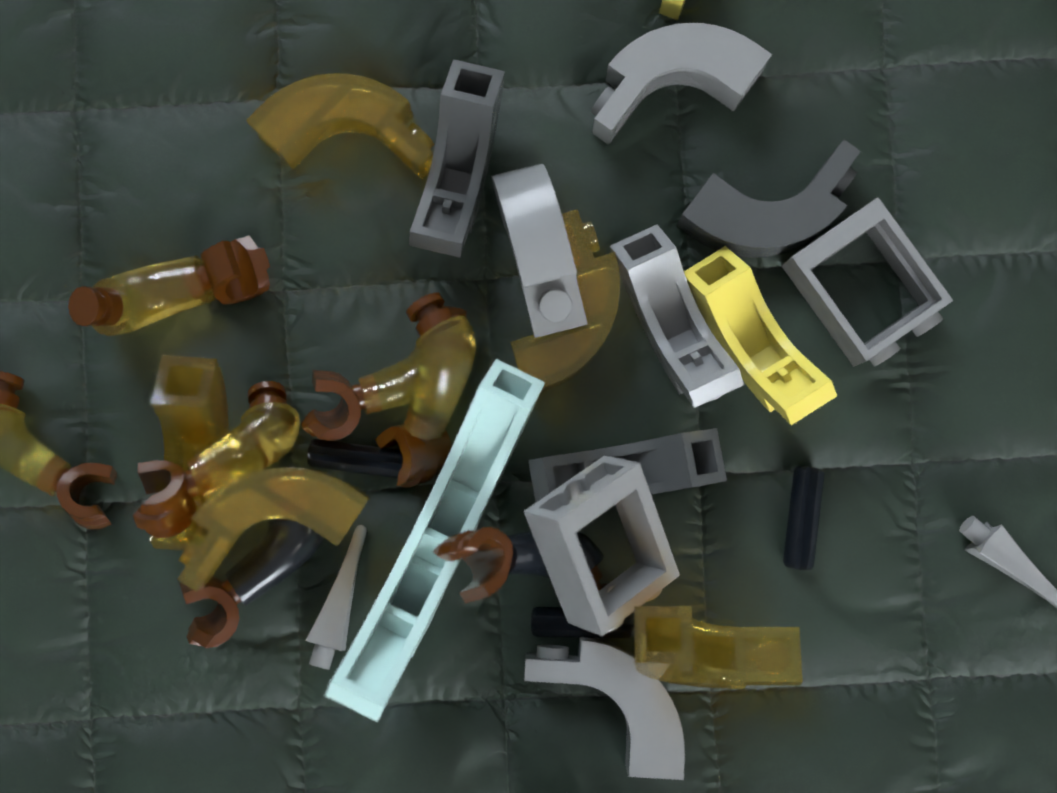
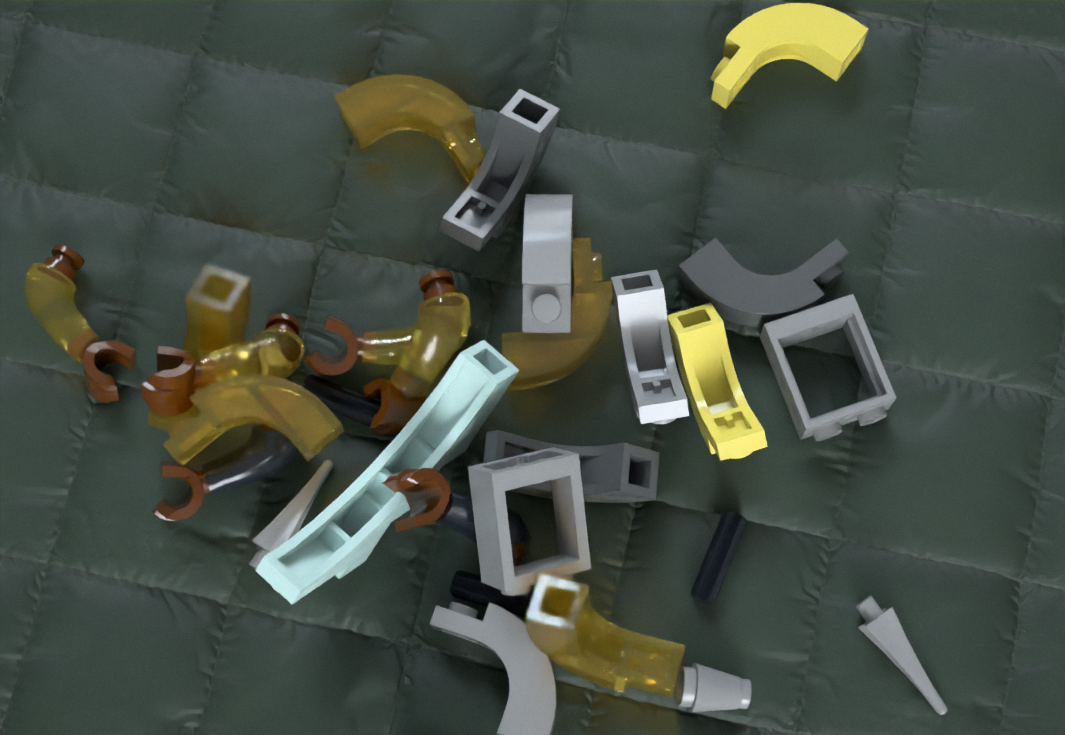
camera: 20 degrees right, 10 degrees down
(154, 292) = (211, 218): piece -> none
(678, 54) = (713, 136): light grey arch -> none
(836, 661) = (711, 690): none -> light grey cone

